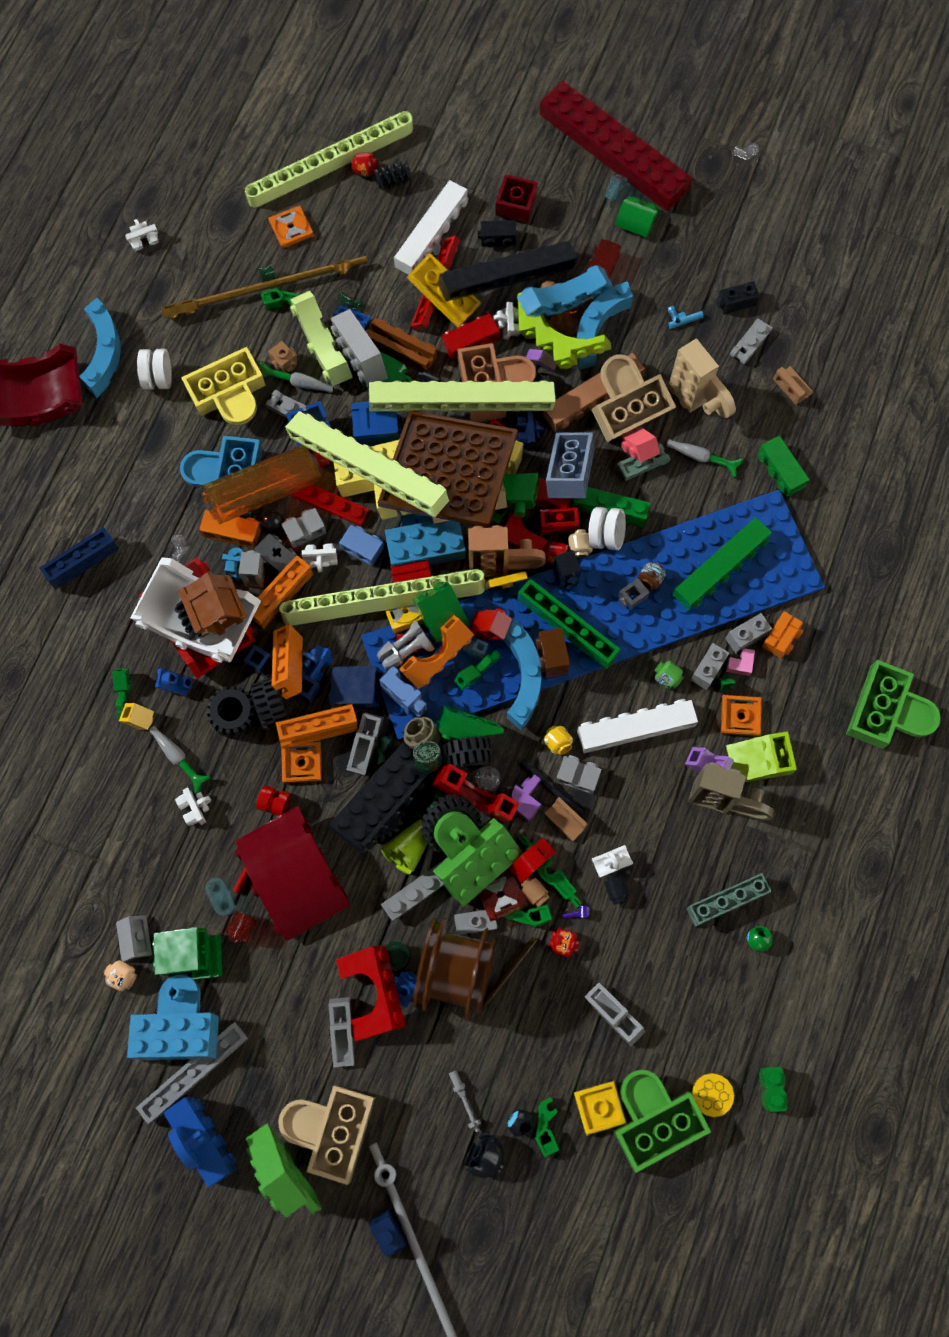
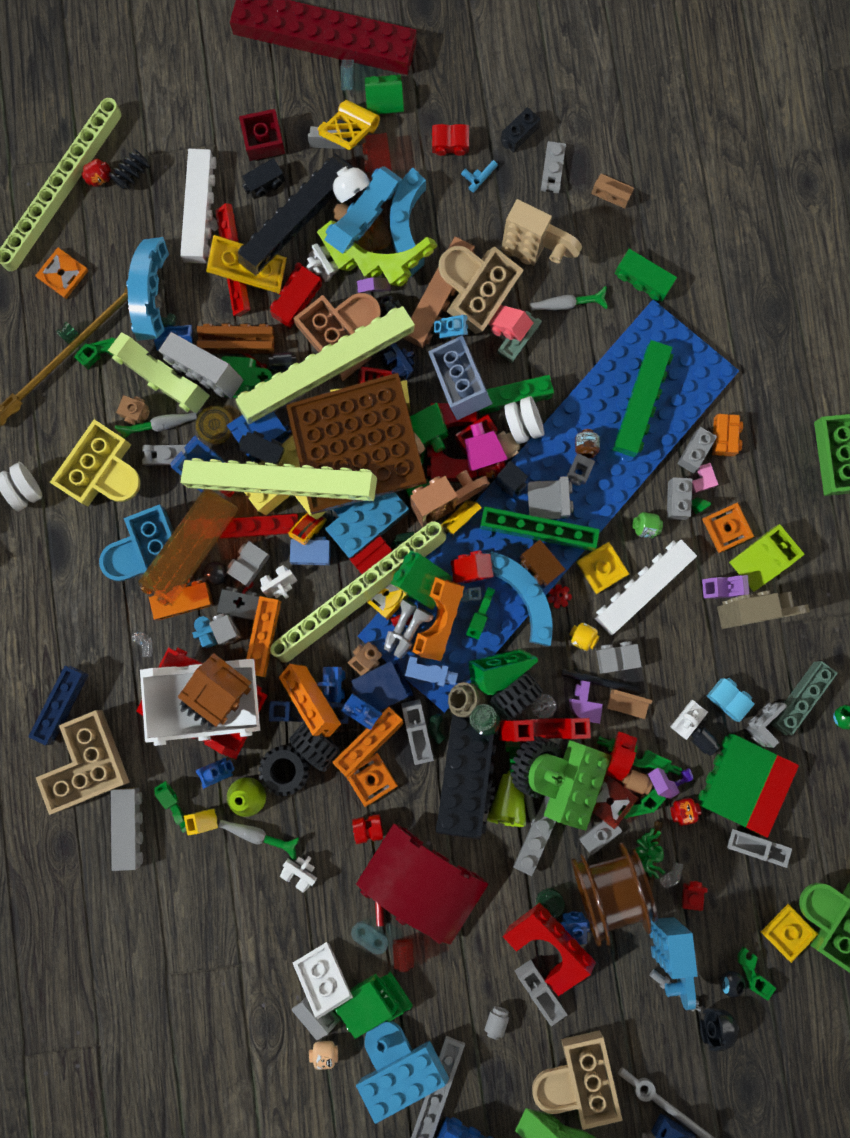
camera: 30 degrees left, 10 degrees up
(71, 689) = (126, 829): none -> light grey brick
(74, 626) = (94, 764): none -> tan brick
(157, 907) = (322, 980): none -> white plate
(186, 718) = (251, 792): none -> lime cone
(287, 1035) = (497, 1023): none -> light grey brick
(325, 692) = (361, 711): none -> blue hips
(339, 403) = (212, 424): none -> clear yellow tile
(349, 265) = (143, 288): none -> dark azure brick
(356, 654) = (365, 658): none -> medium nougat brick
(367, 433) = (262, 449): none -> black brick
(370, 522) = (306, 527): none -> slope
(477, 1056) = (676, 955): none -> dark azure brick
(509, 959) = (650, 853): none -> green animal
(520, 997) = (673, 877): none -> clear arm
(529, 1023) = (693, 895): none -> red bracket
(555, 905) = (662, 785): none -> medium lavender piece
(556, 695) = (555, 596): none -> red plant
(557, 531) = (483, 448): none -> dark pink torso
(565, 267) = (349, 183): none -> white cylinder
(570, 227) = (318, 141): none -> light grey panel
(587, 421) = (451, 326): none -> dark azure hips
(593, 605) = (550, 499): none -> light grey bracket
(600, 220) = (356, 118): none -> yellow piece
(608, 690) = (602, 567): none -> yellow plate
(634, 949) = (747, 784): none -> green panel
(660, 865) = (730, 699): none -> medium azure brick
(670, 911) = (757, 725): none -> light grey bracket
(674, 277) = (450, 139): none -> red brick

